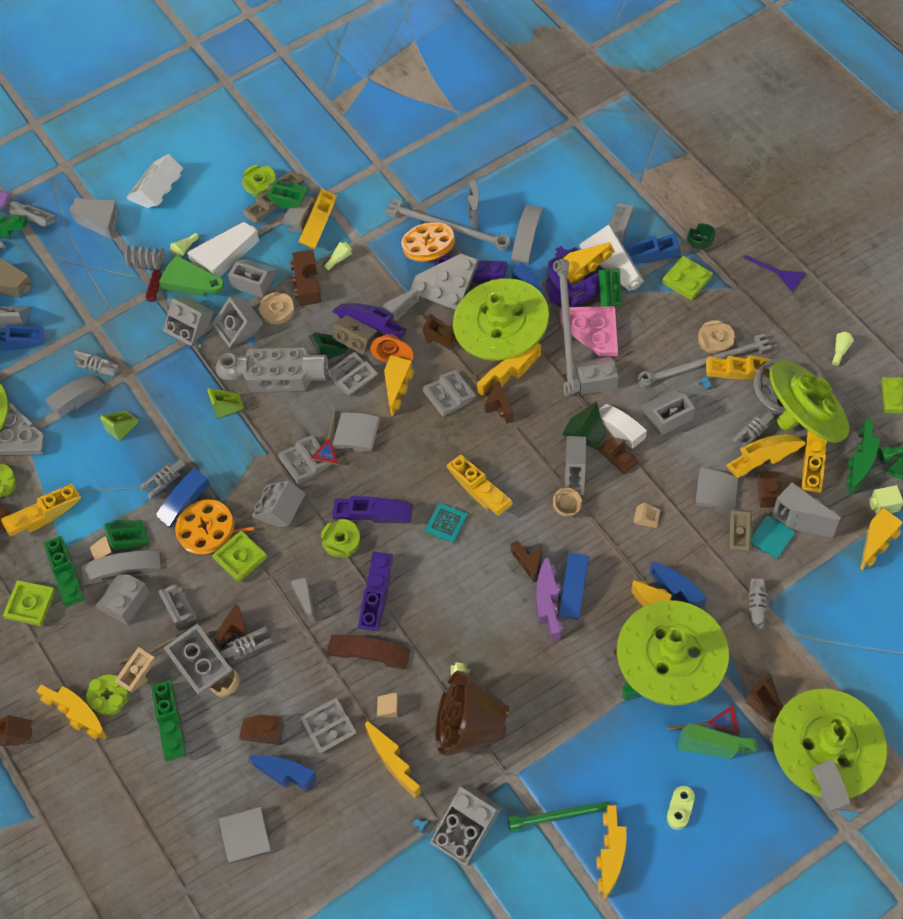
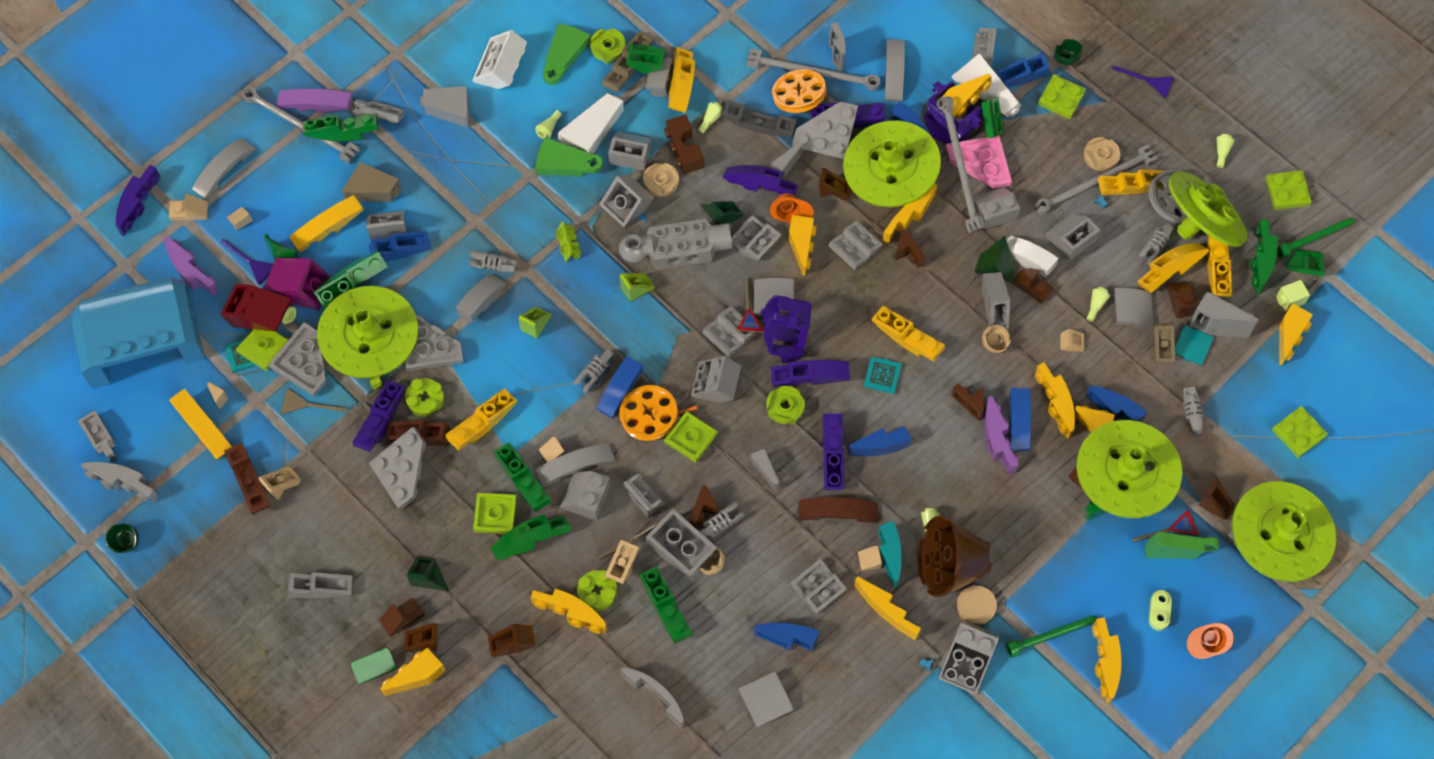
camera: 15 degrees left, 5 degrees up
(46, 630) = (522, 537): none -> green slope
(126, 534) = (573, 431): green slope -> none
(144, 258) = (513, 143): light grey piece -> none
(148, 829) = (636, 677): none -> light grey slope
(153, 285) = (528, 172): dark red axle -> none
(172, 347) = (565, 235): none -> lime hinge
(187, 320) = (574, 204): light grey slope -> none
(215, 181) = (563, 52): none -> bright green piece
(262, 729) = (756, 599): reddish brown slope -> none
(354, 334) = (749, 197): dark tan brick -> none
(357, 461) = (786, 327): none -> dark purple animal
(381, 265) = (757, 121): none -> dark grey slope
(410, 701) = (890, 551): none -> teal slope
(426, 590) = (881, 443): none -> blue slope
(487, 771) = (976, 605): none -> tan tile
(619, 571) = (1061, 404): none -> yellow slope
(681, 478) = (1098, 299): none -> yellowish green cone
(725, 849) = (1209, 640): none -> orange piece
(831, 785) = (1294, 567): light grey slope -> none
(868, 642) = (1299, 432): none -> lime plate

